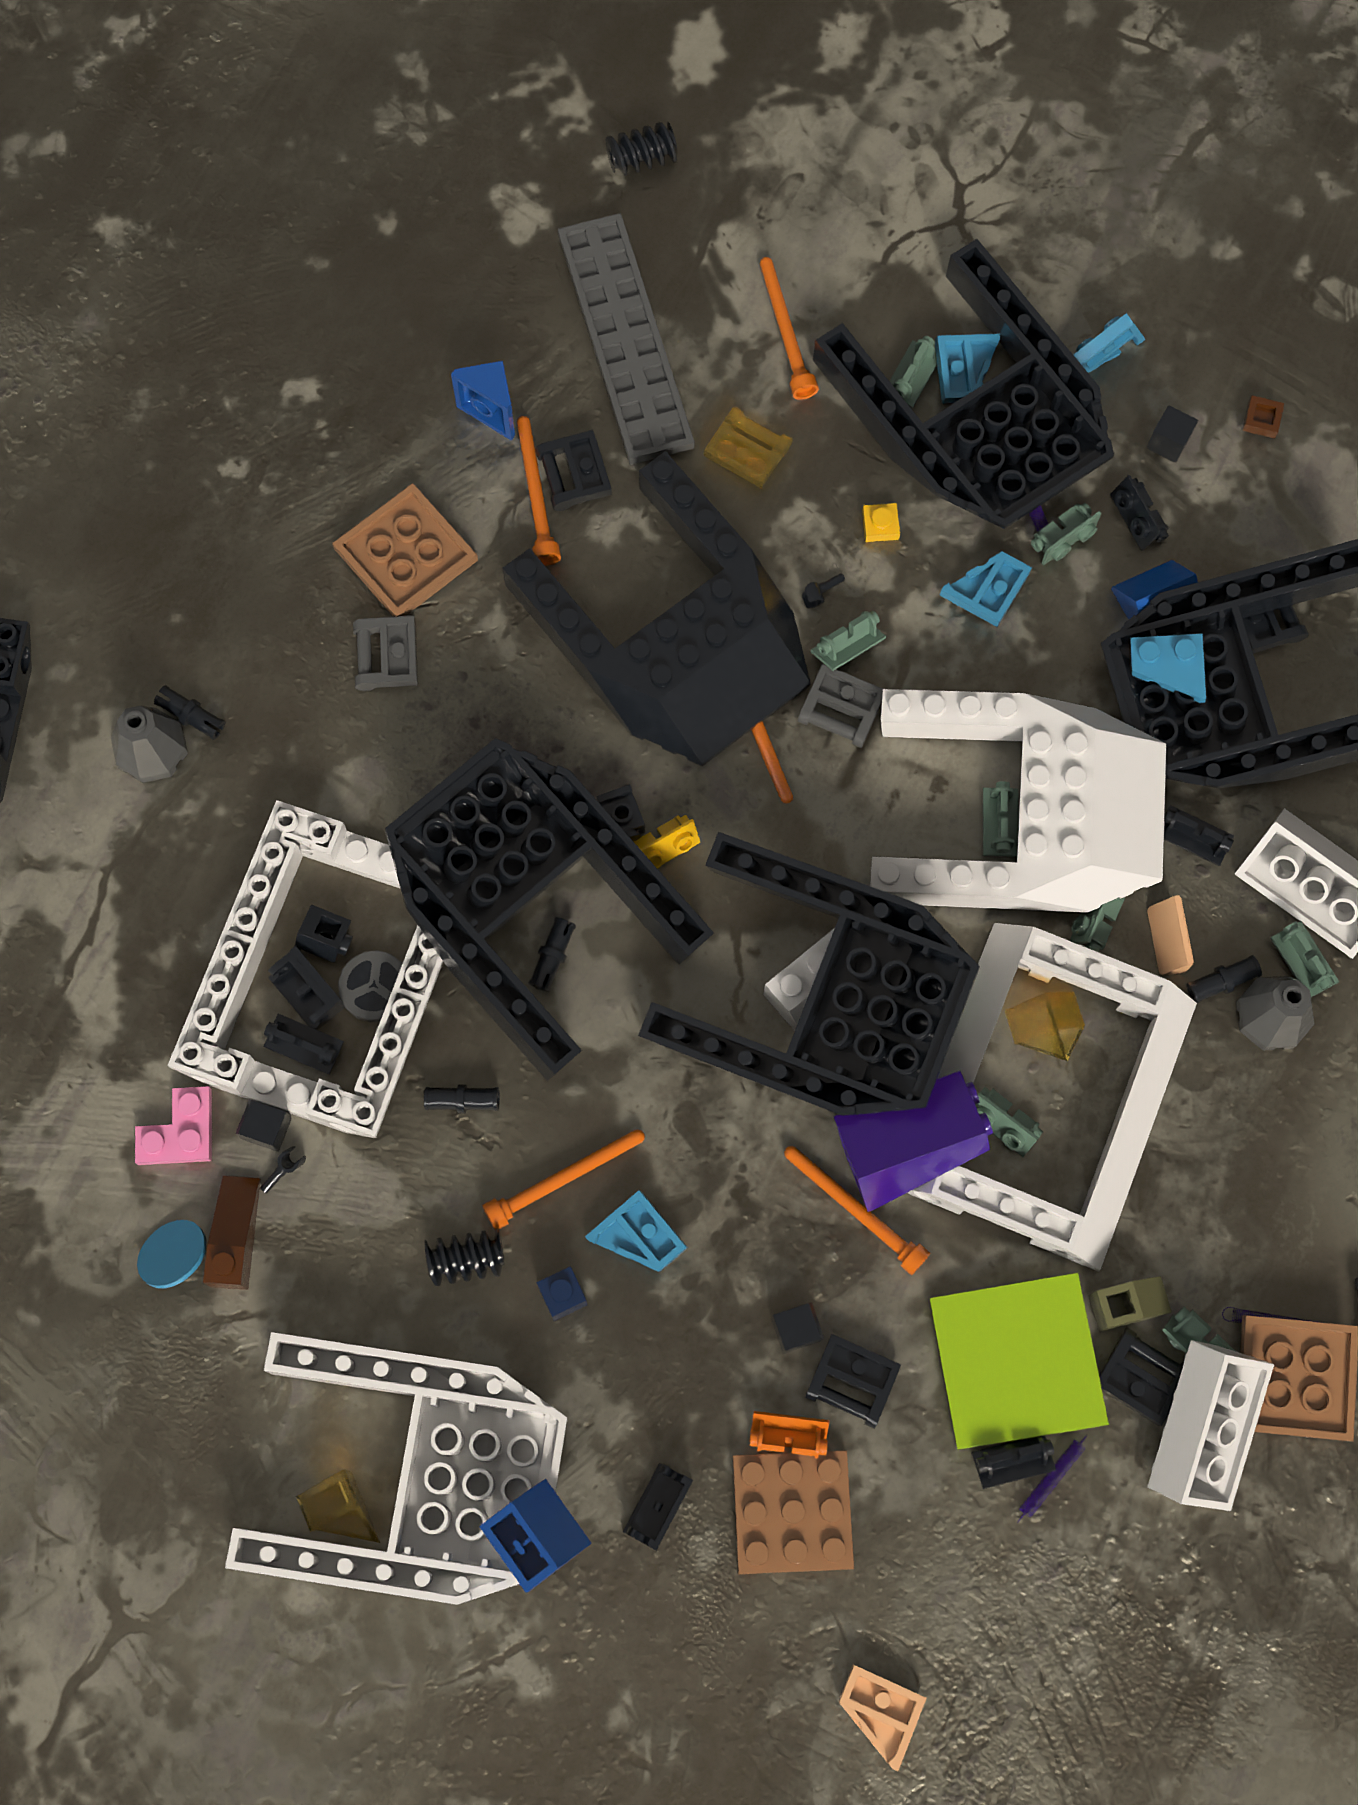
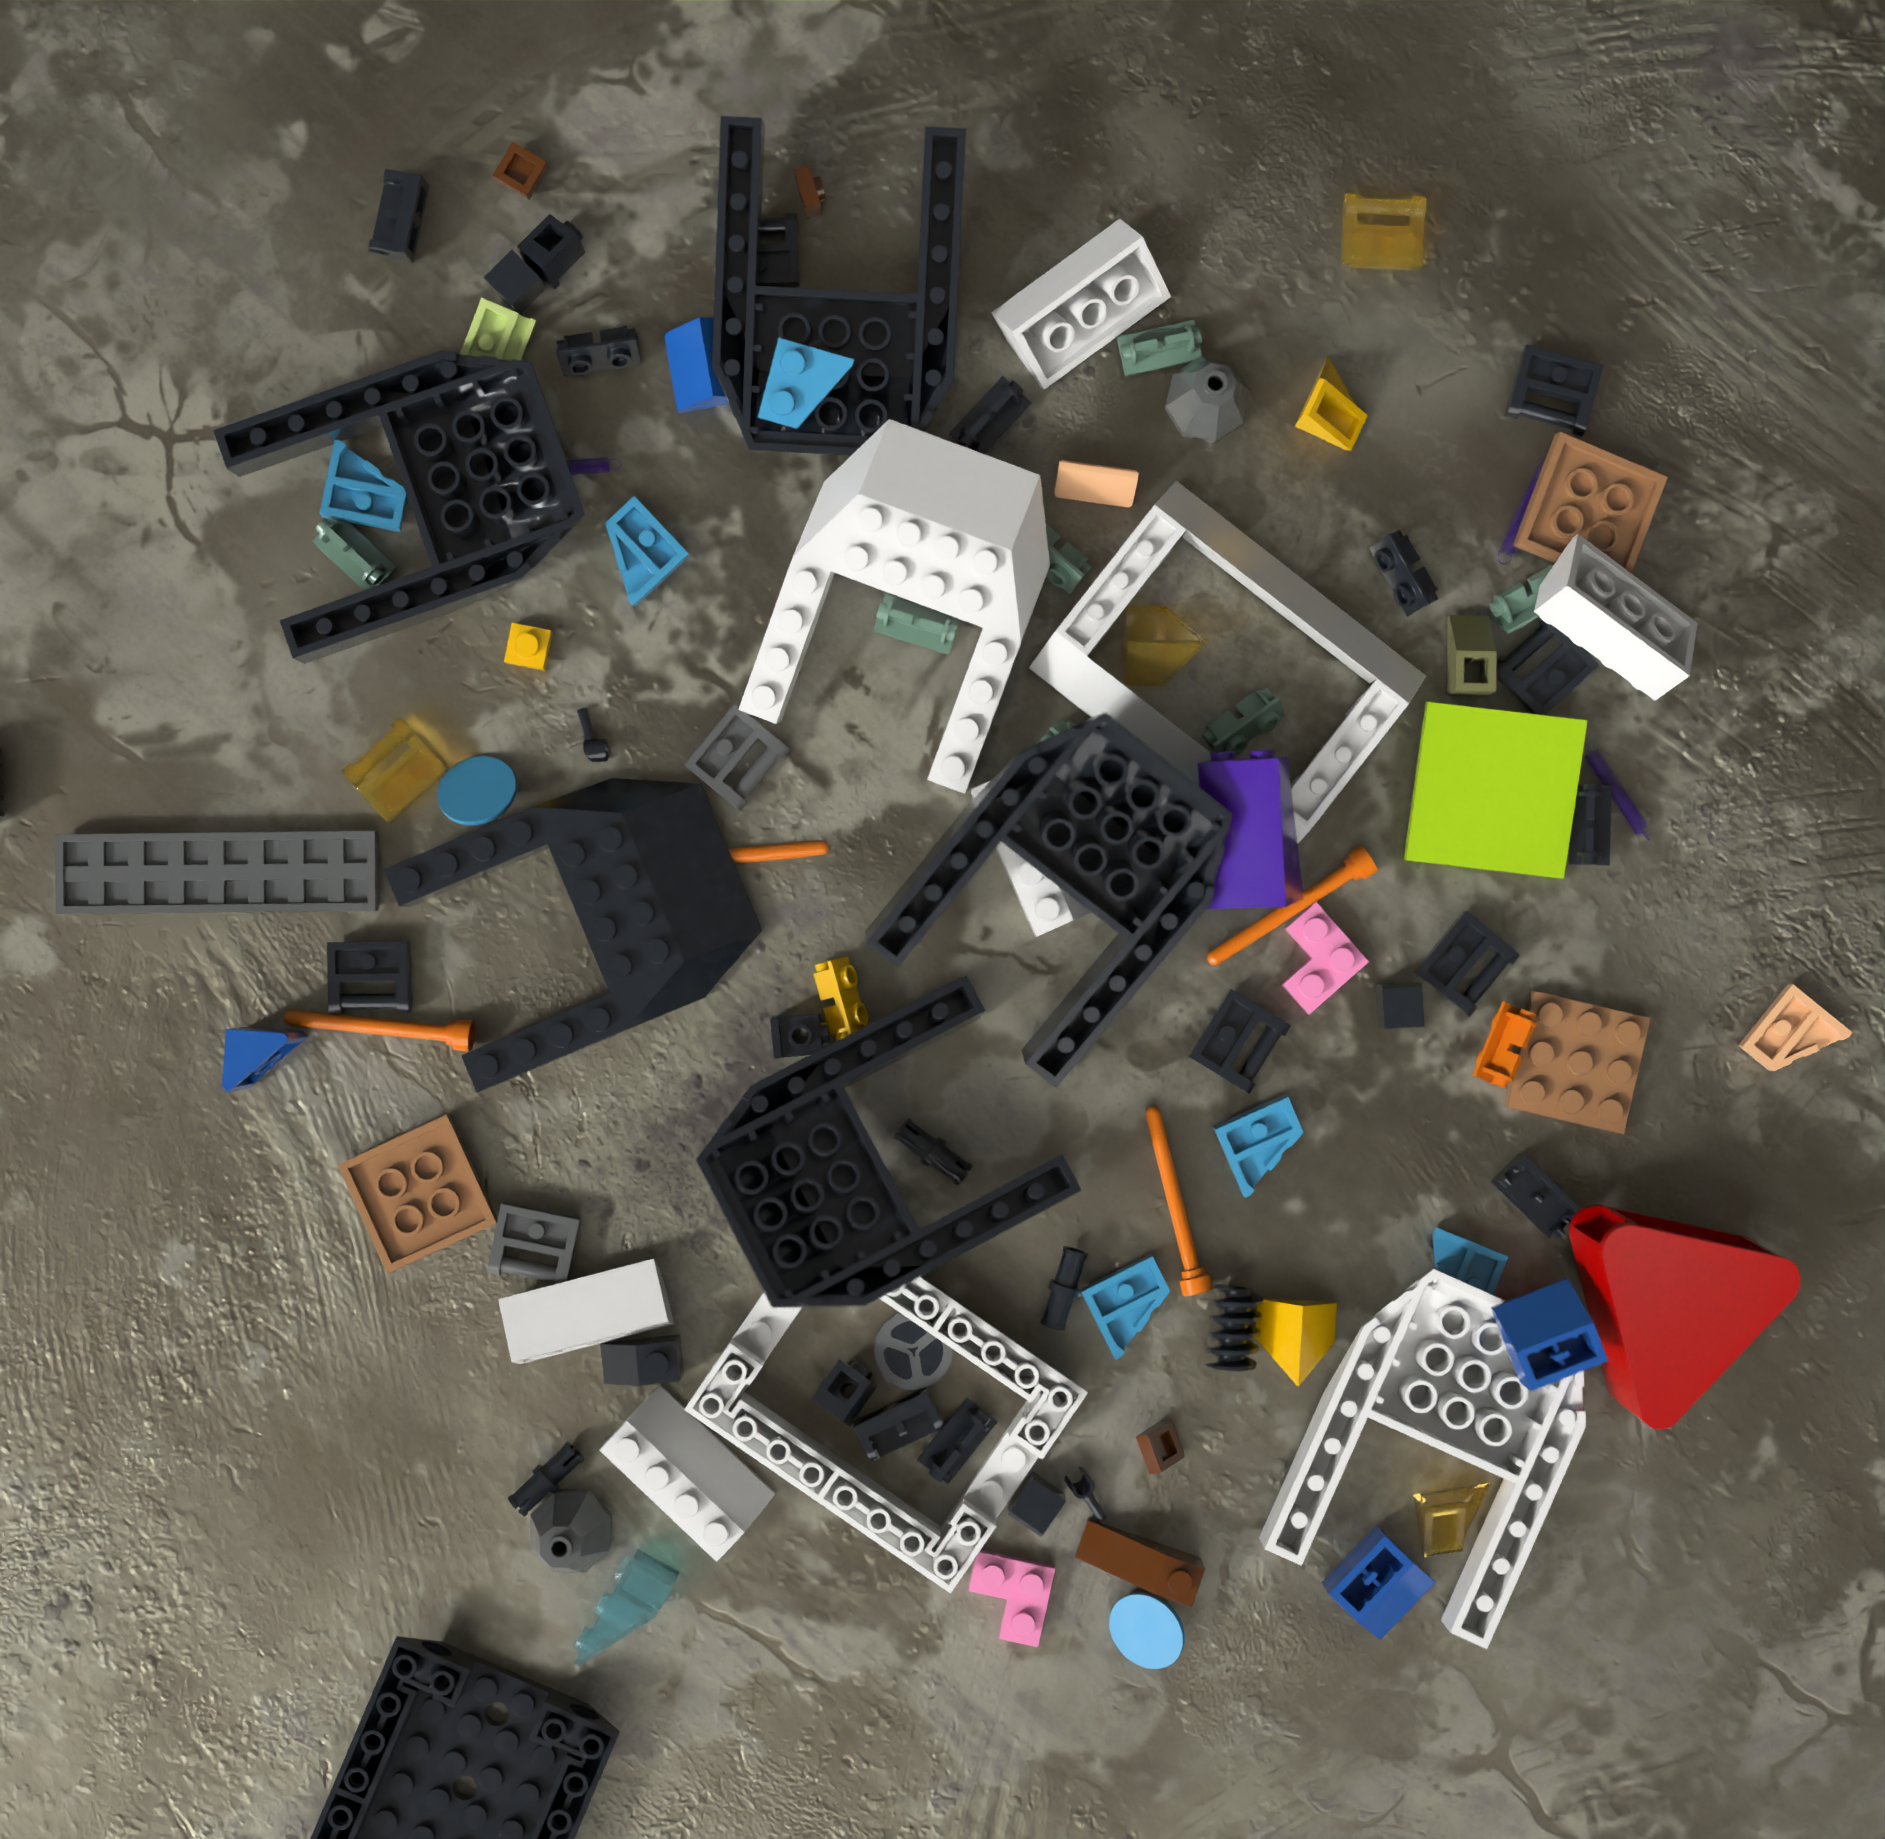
camera: 75 degrees left, 15 degrees up
(105, 809) = (634, 1602): none -> clear light blue slope
(221, 823) = (688, 1472): none -> white slope
(260, 1456) = (1377, 1583): none -> blue slope
(310, 765) = (643, 1361): none -> black slope
(339, 706) = (585, 1311): none -> white brick
(341, 1221) = (1160, 1446): none -> reddish brown plate
(463, 1156) = (1125, 1301): none -> dark azure wing
(474, 1318) = (1297, 1333): none -> yellow slope
(562, 1293) = (1299, 1237): dark blue brick -> none
(581, 1458) = (1467, 1260): none -> dark azure wing
(595, 1658) = (1673, 1304): none -> red brick
(727, 1181) = (1228, 1034): none -> black plate
(751, 510) = (477, 790): none -> dark azure piece
(802, 382) = (332, 684): orange piece -> none
(819, 1257) = (1331, 959): none -> bright pink plate
(850, 641) = (666, 727): sand green hinge -> none
(1077, 526) = (595, 427): sand green hinge -> none
(1106, 345) = (375, 305): dark azure wing -> none
(1128, 432) = (497, 332): none -> yellowish green plate
(1193, 339) = (399, 216): none -> black hinge
(1194, 1212) = (1393, 558): none -> black hinge
(1209, 454) = (552, 249): none -> black brick
(1224, 979) = (1158, 442): black pin -> none
(1306, 1119) = (1332, 410): none -> yellow slope
(1330, 639) = (810, 191): none -> reddish brown plate

